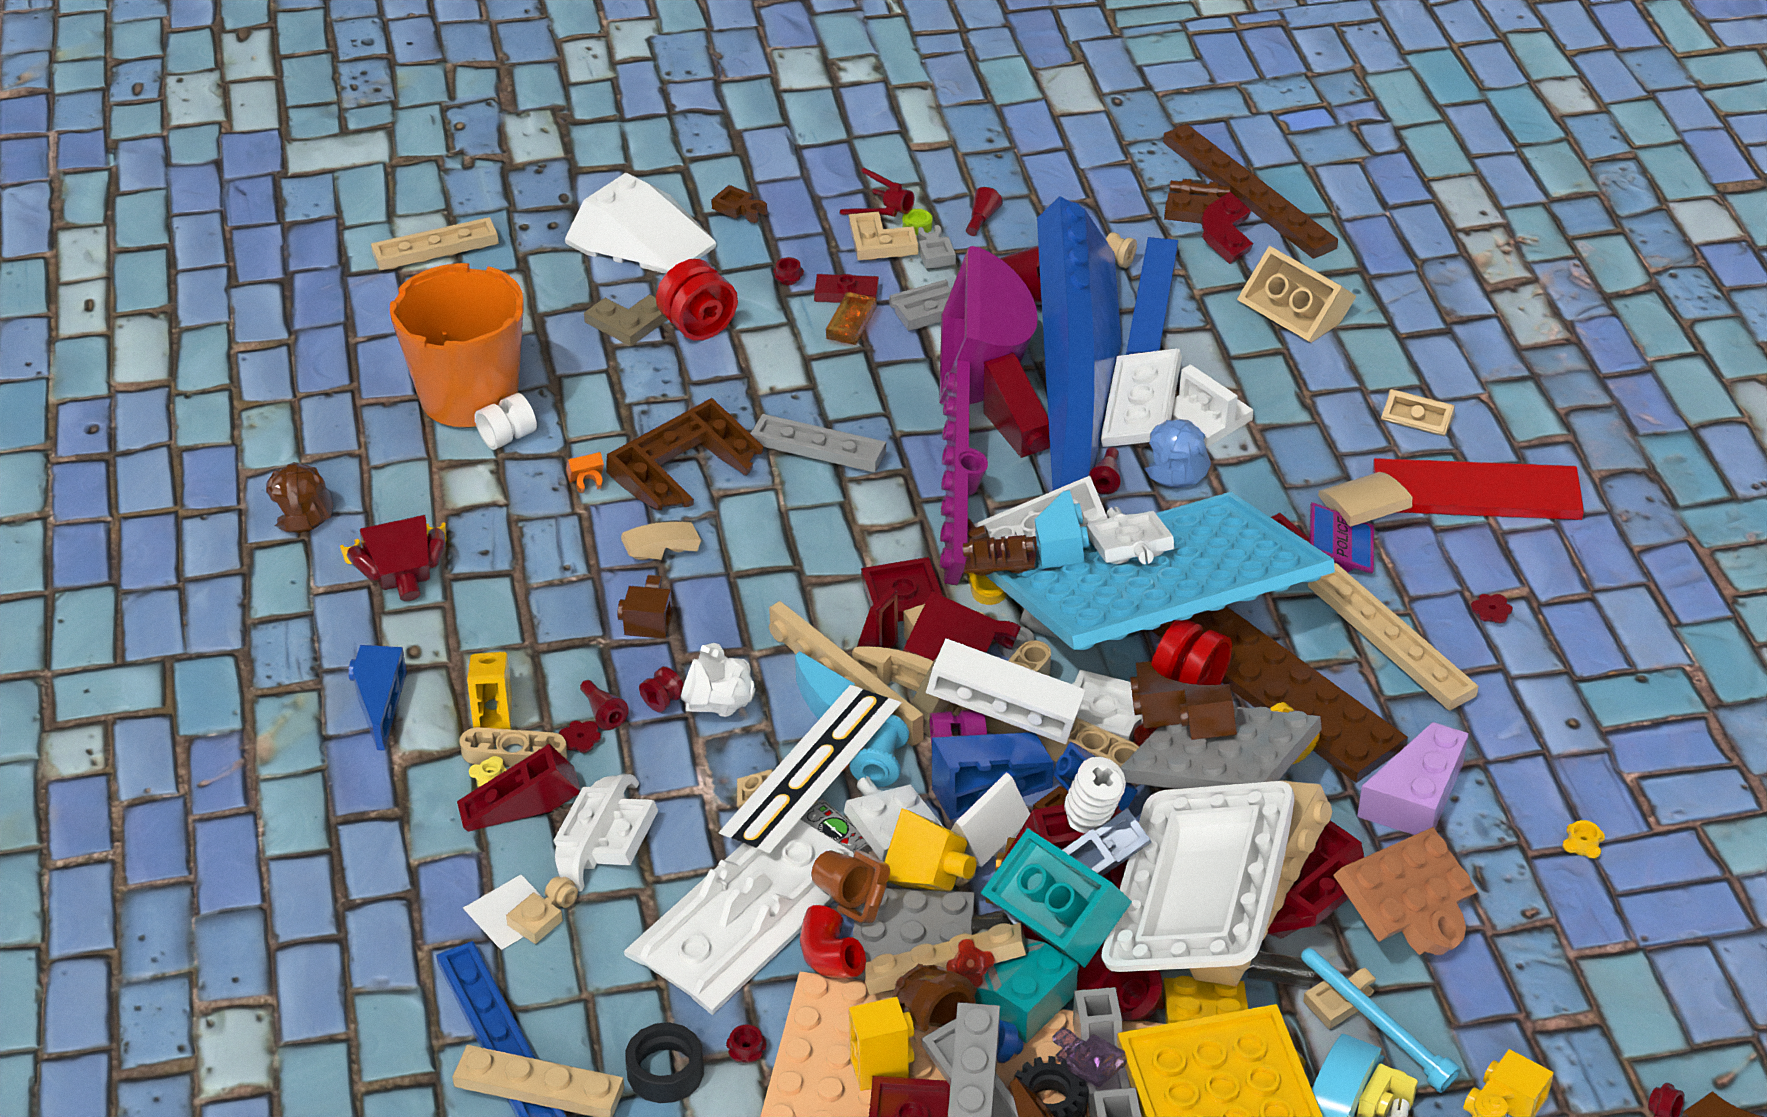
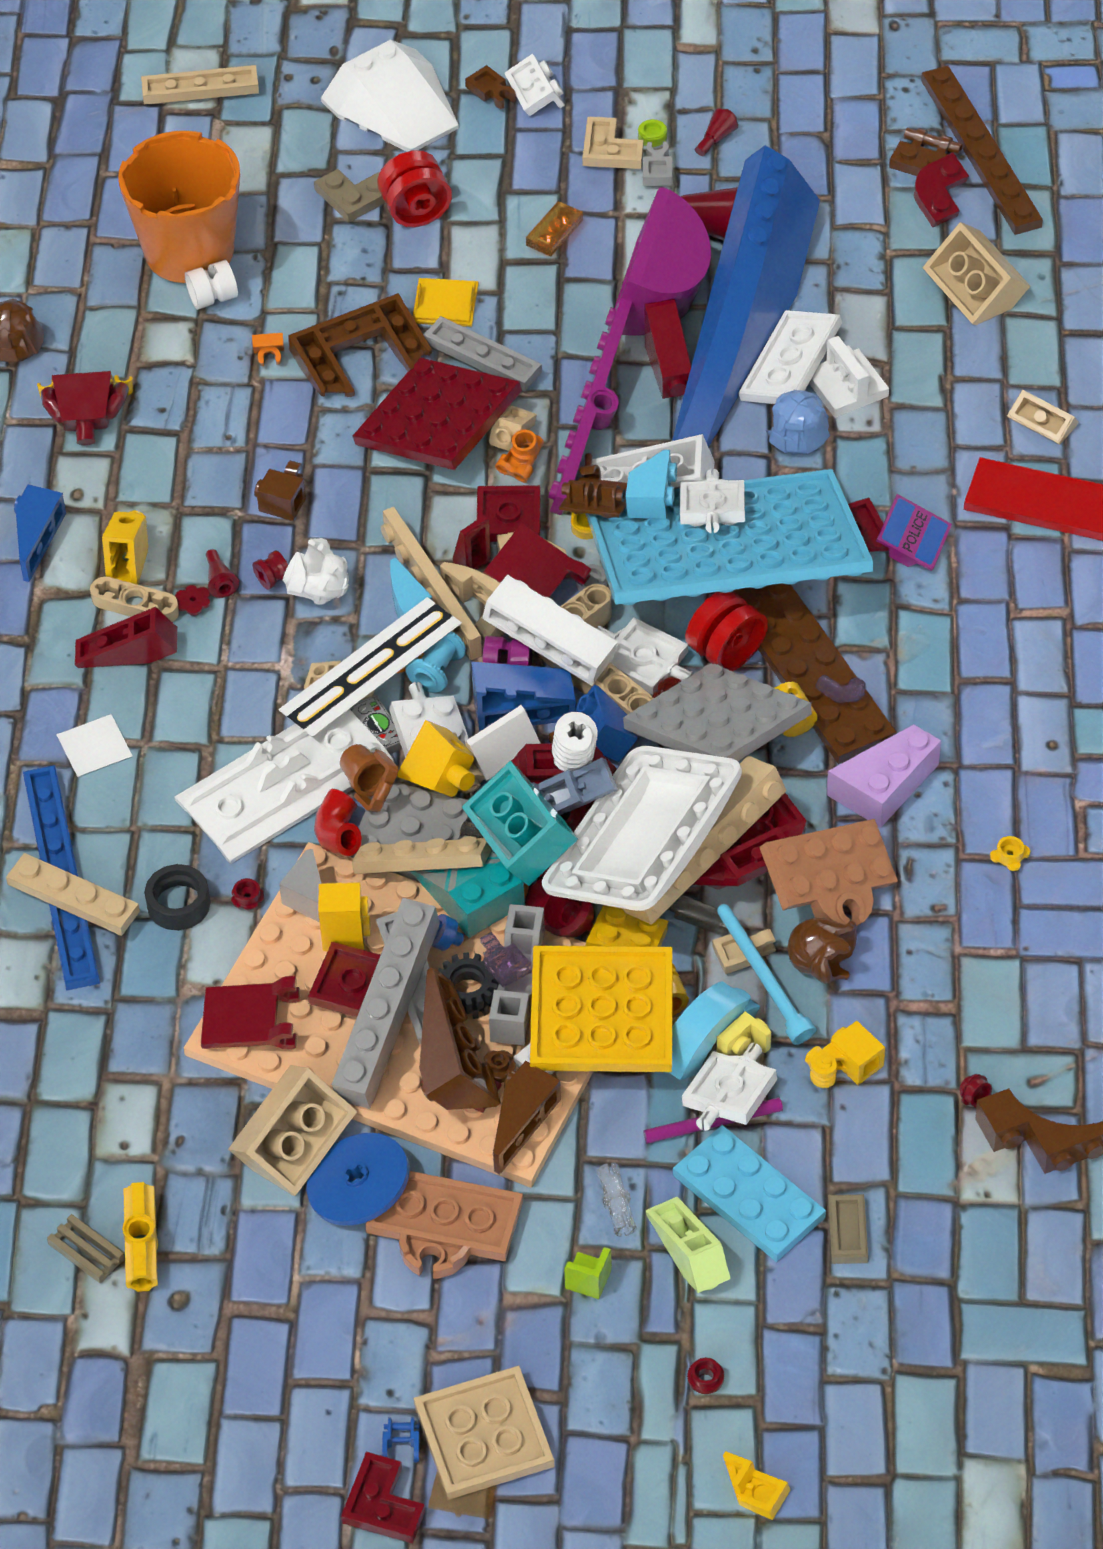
camera: 15 degrees right, 10 degrees up
(487, 770) = (106, 617): light yellow plate -> none
(539, 916) = (113, 754): tan plate -> none
(602, 828) = (185, 687): white plate -> none
(652, 539) = (304, 425): tan slope -> none
(752, 399) = (445, 298): none -> yellow piece
(783, 195) = (533, 84): none -> white bracket
(788, 271) = (513, 167): dark red plate -> none
(792, 505) = (437, 413): none -> dark red plate
(820, 1021) = (301, 886): none -> light grey slope
(834, 287) = (549, 191): dark red plate -> none
(874, 508) = (508, 424): none -> tan bracket
(895, 198) = (634, 106): dark red plant -> none
(896, 532) = (521, 456): none -> orange plate
(921, 305) = (621, 225): light grey plate -> none
(932, 995) = (395, 880): reddish brown helmet -> none
(981, 959) = (424, 866): clear red plate -> none
(1106, 473) = (728, 431): dark red cone -> none
(1123, 249) = (830, 198): tan wheel -> none
(1152, 296) = (843, 251): blue tile -> none
(1167, 702) = (708, 678): reddish brown arch -> none
(1338, 706) = (842, 693): none -> clear purple arm
(1367, 498) = (951, 497): tan slope -> none
(1395, 638) = (923, 635): tan plate -> none
(1428, 974) = (820, 946): none -> reddish brown hair
(1492, 608) = (1025, 624): dark red plant -> none

